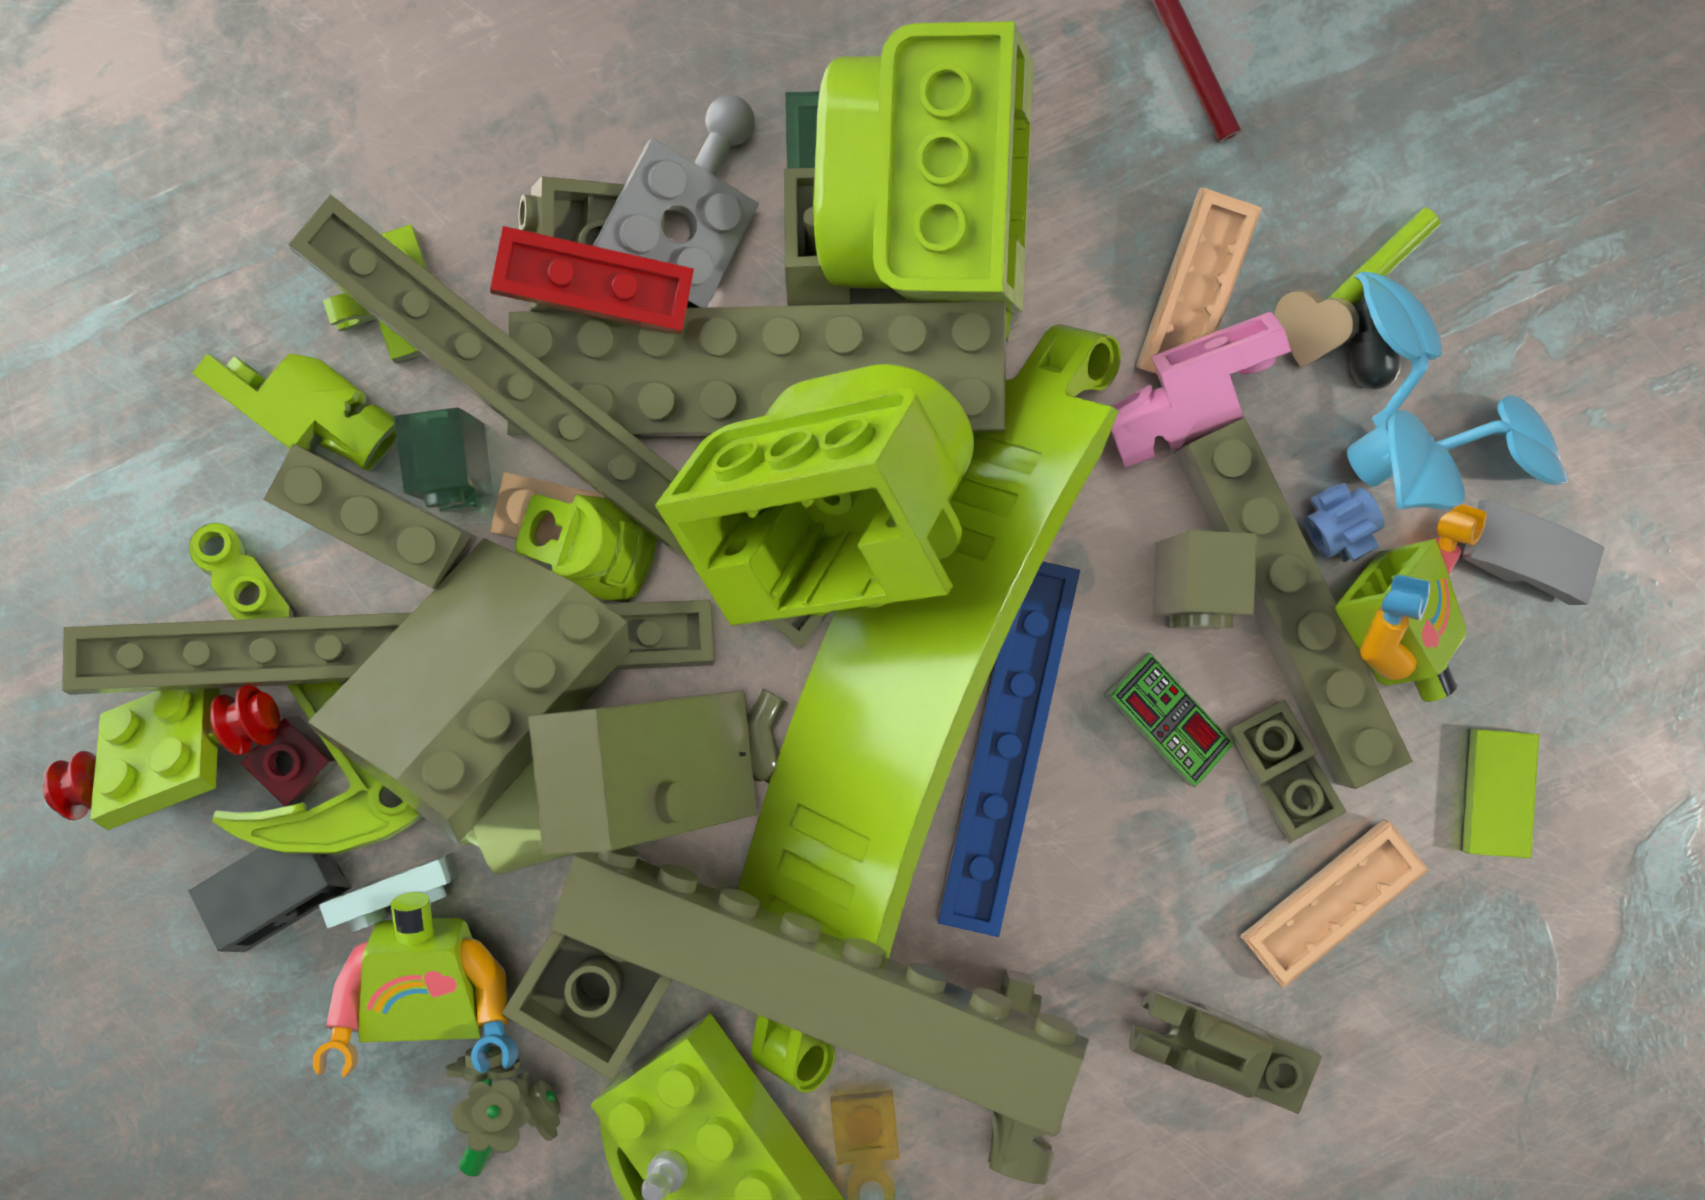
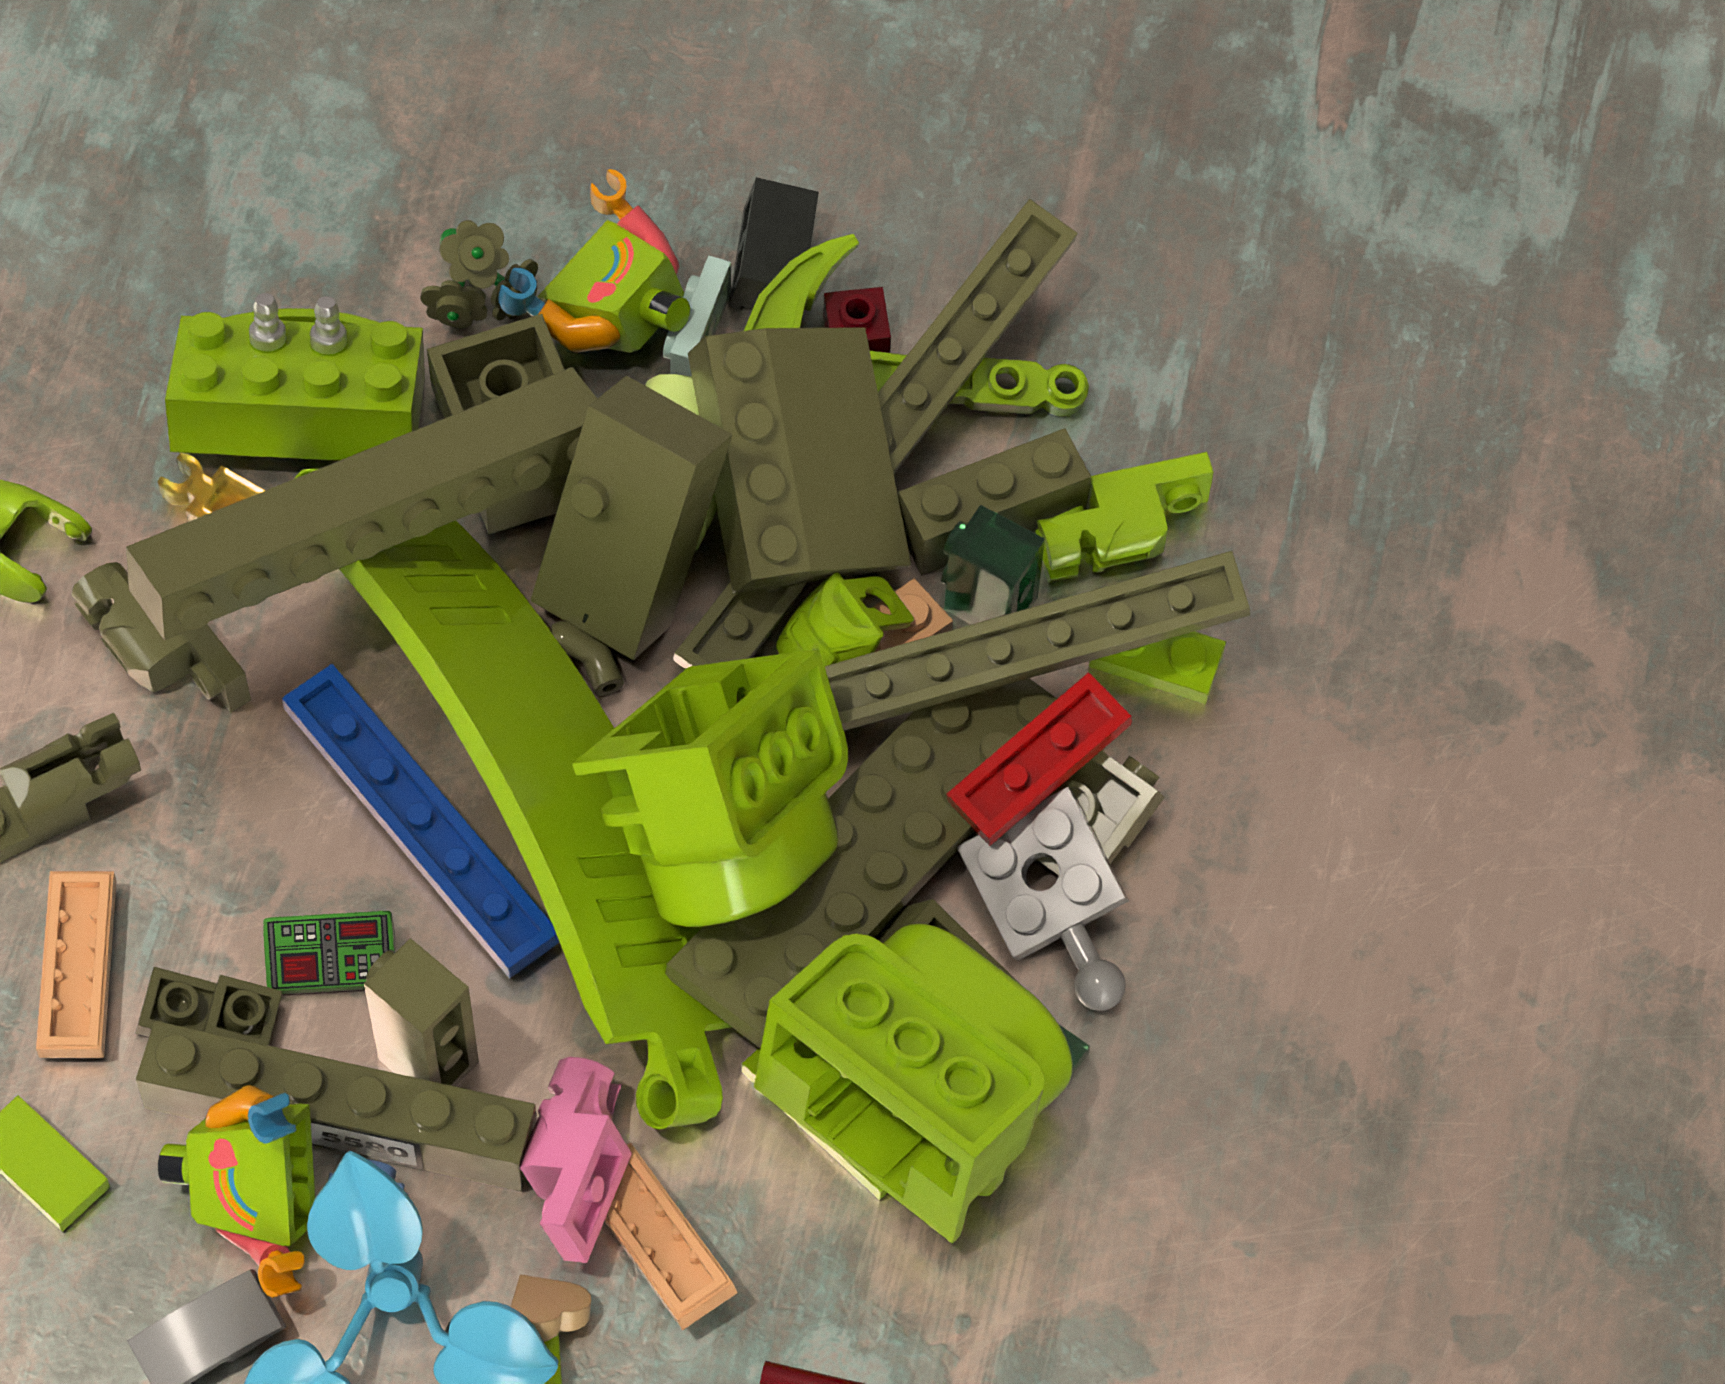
camera: 130 degrees right, 25 degrees down
(158, 753) = (933, 237): lime plate -> none

